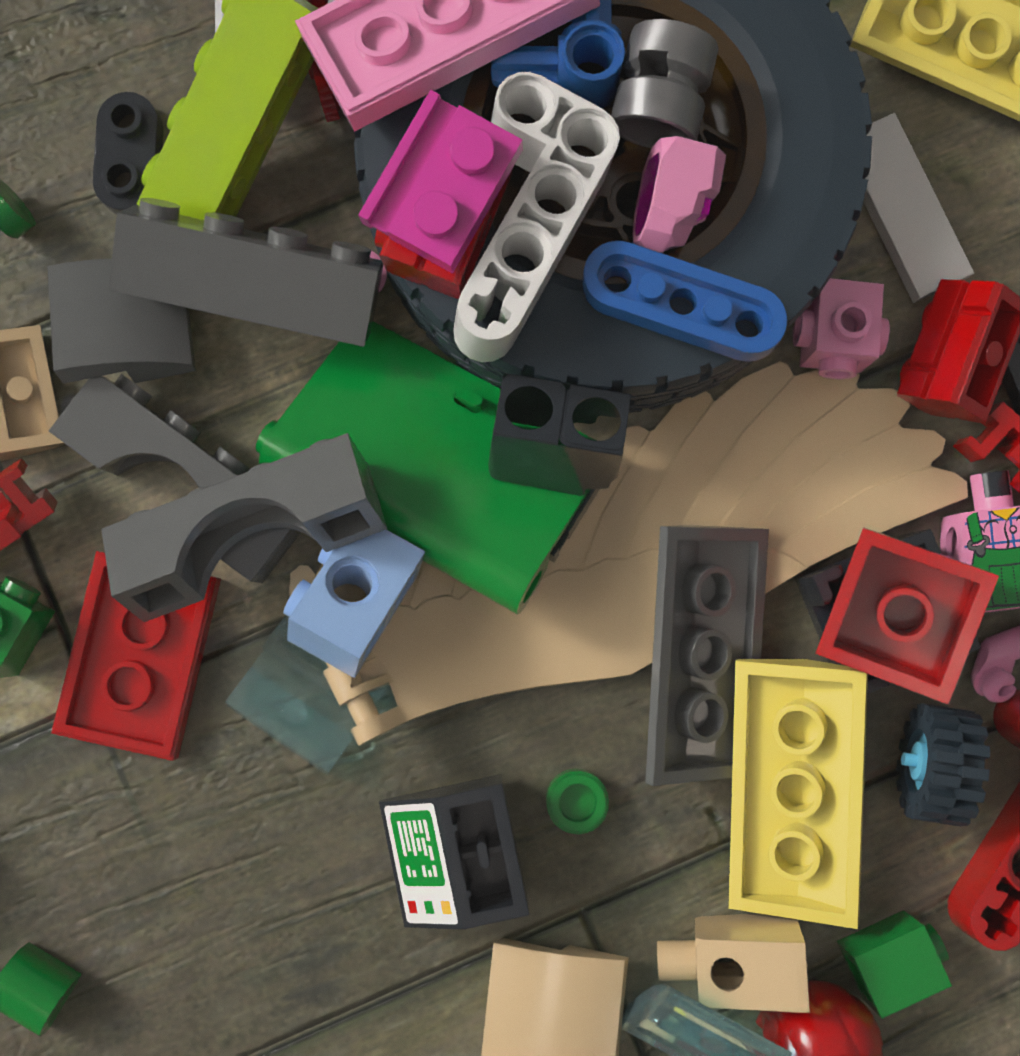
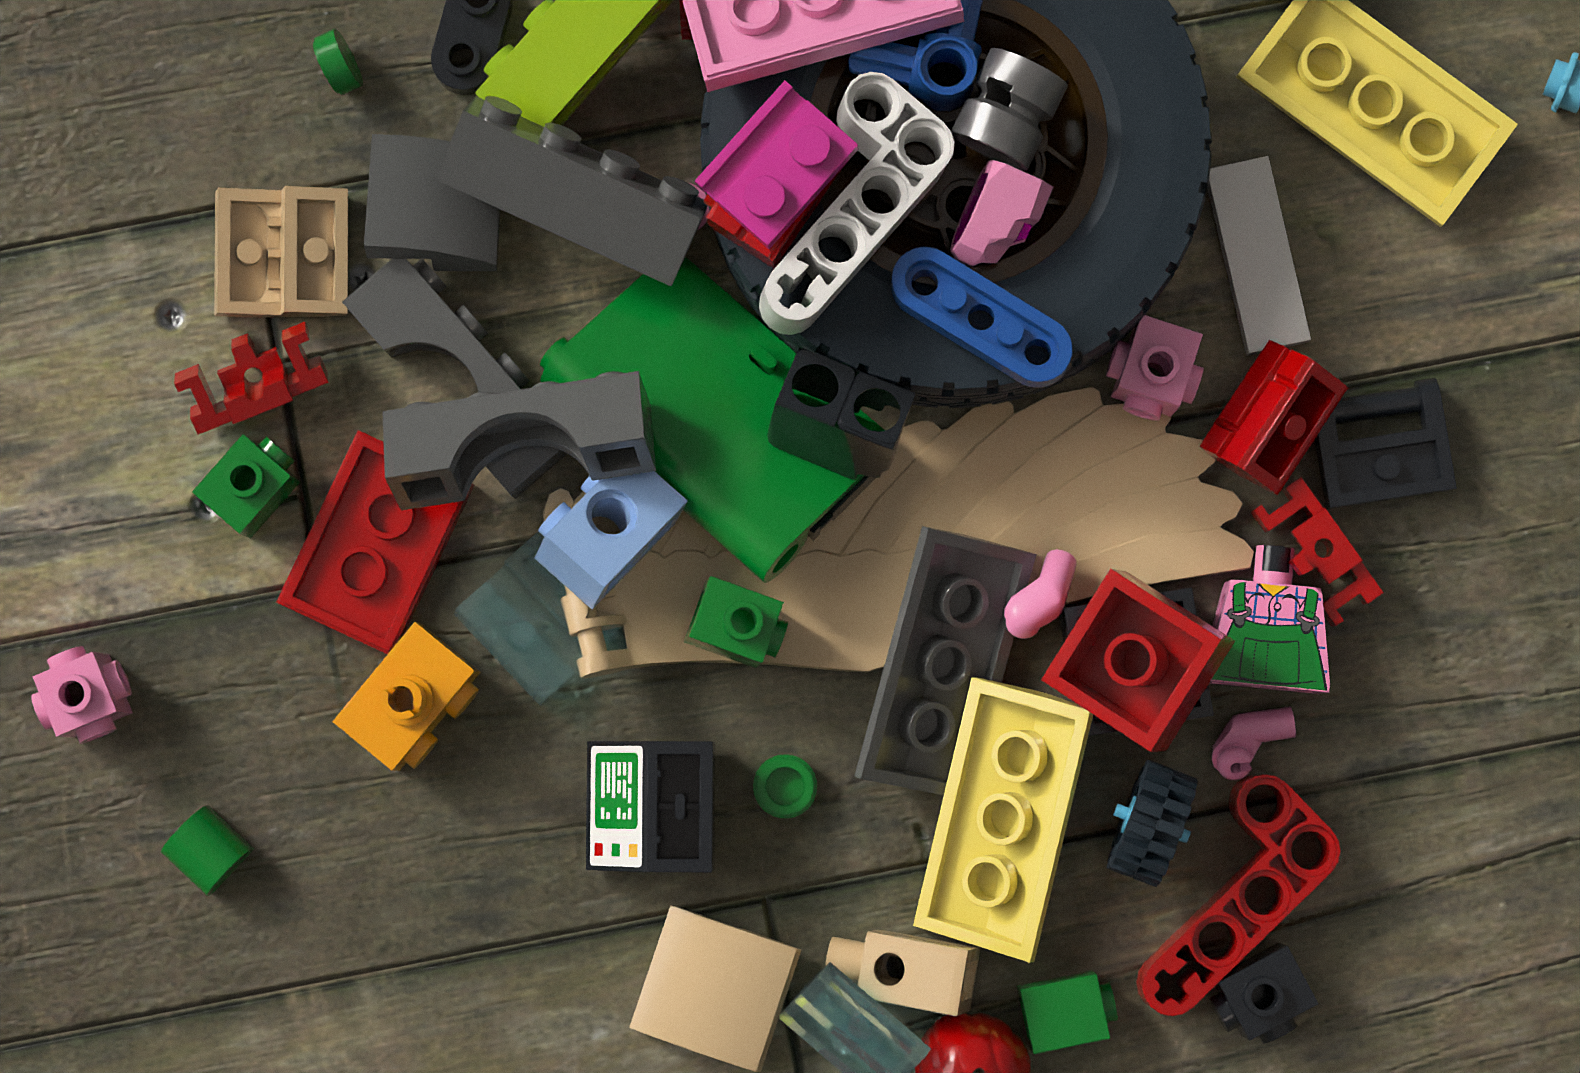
camera: 25 degrees right, 0 degrees up
(195, 799) = (408, 699): none -> light orange brick
(499, 658) = (736, 623): none -> green brick
(788, 571) = (1043, 598): none -> bright pink arm

